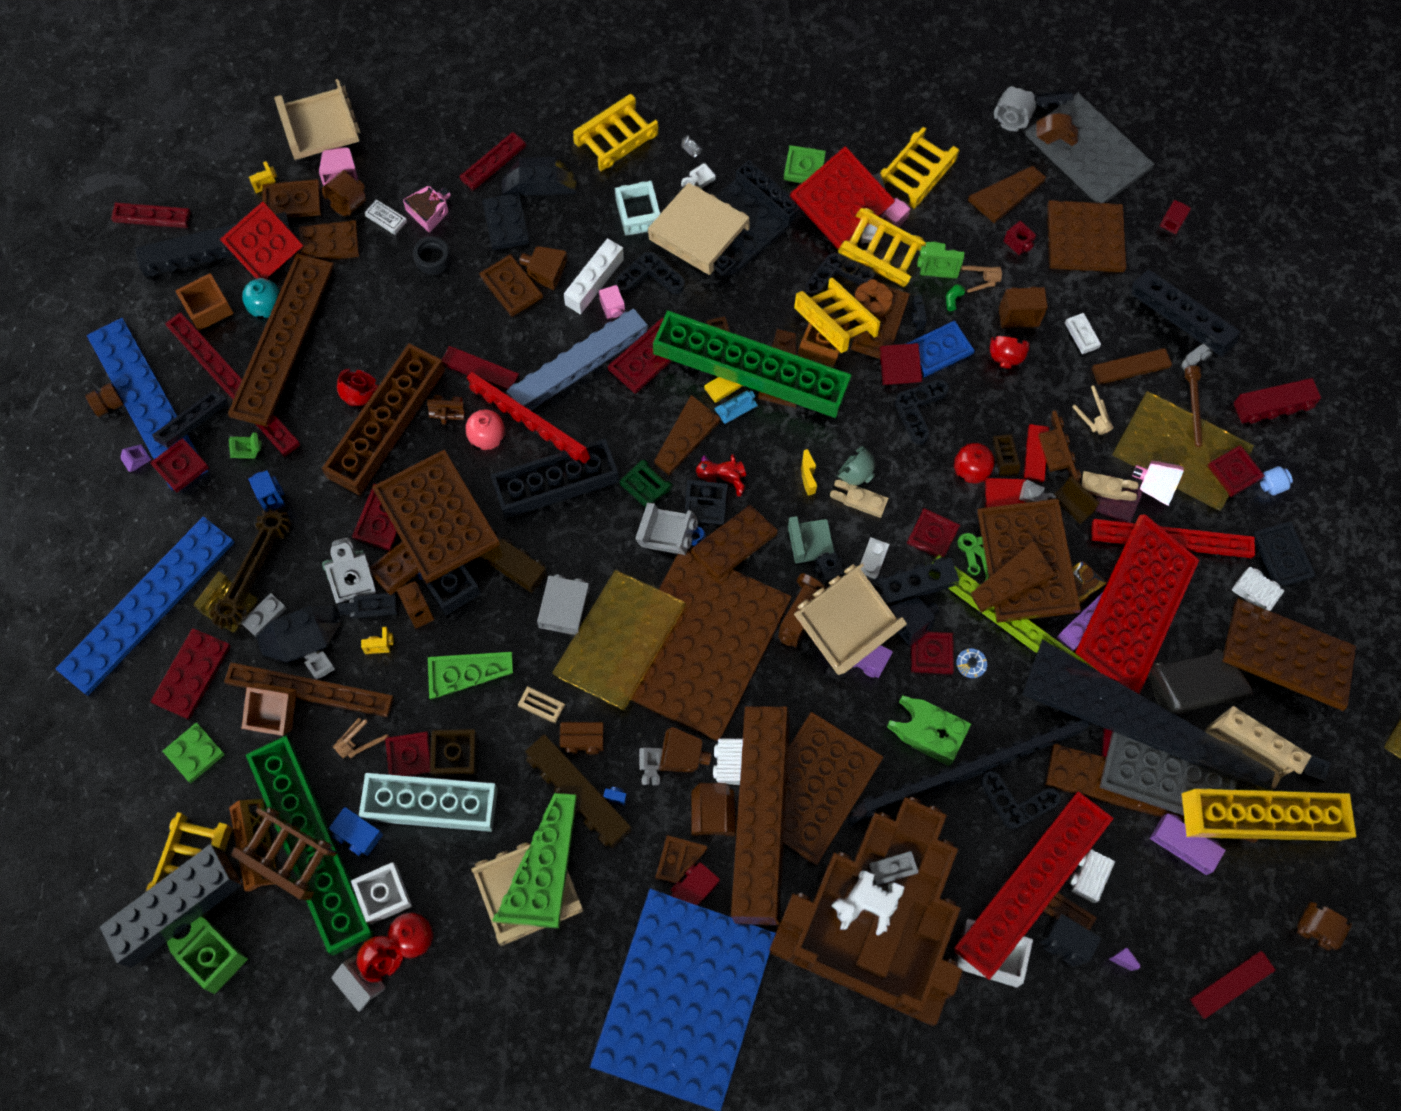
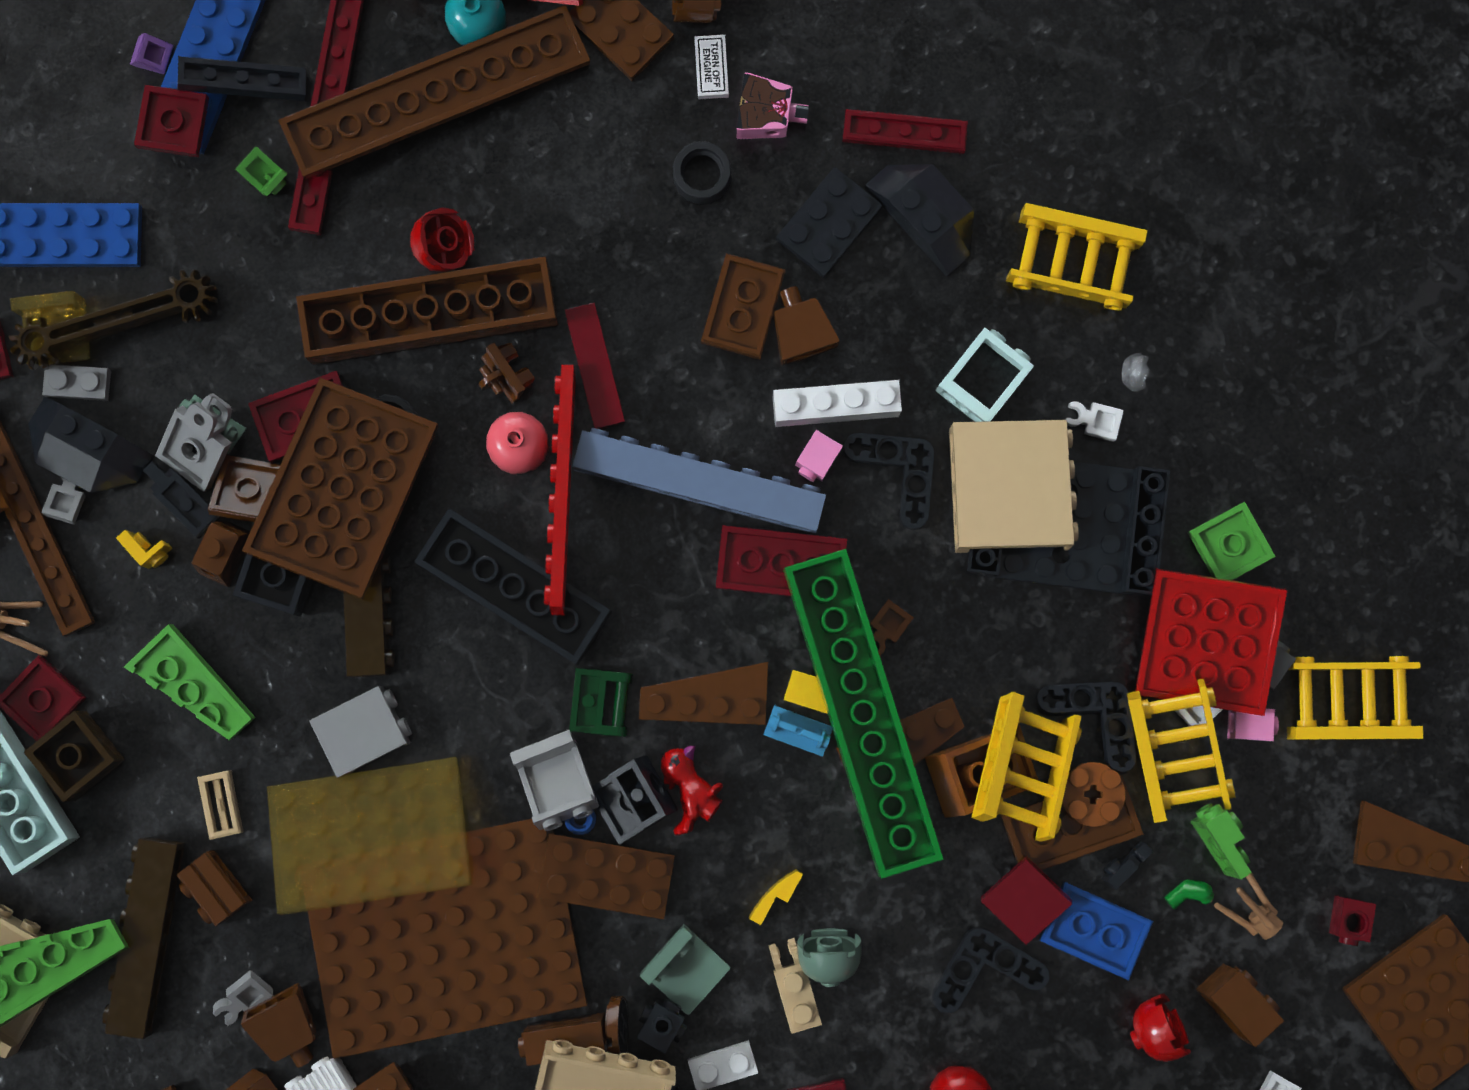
camera: 50 degrees right, 15 degrees up
(267, 490) = (220, 254): blue brick -> none
(615, 796) = (172, 986): blue plate -> none

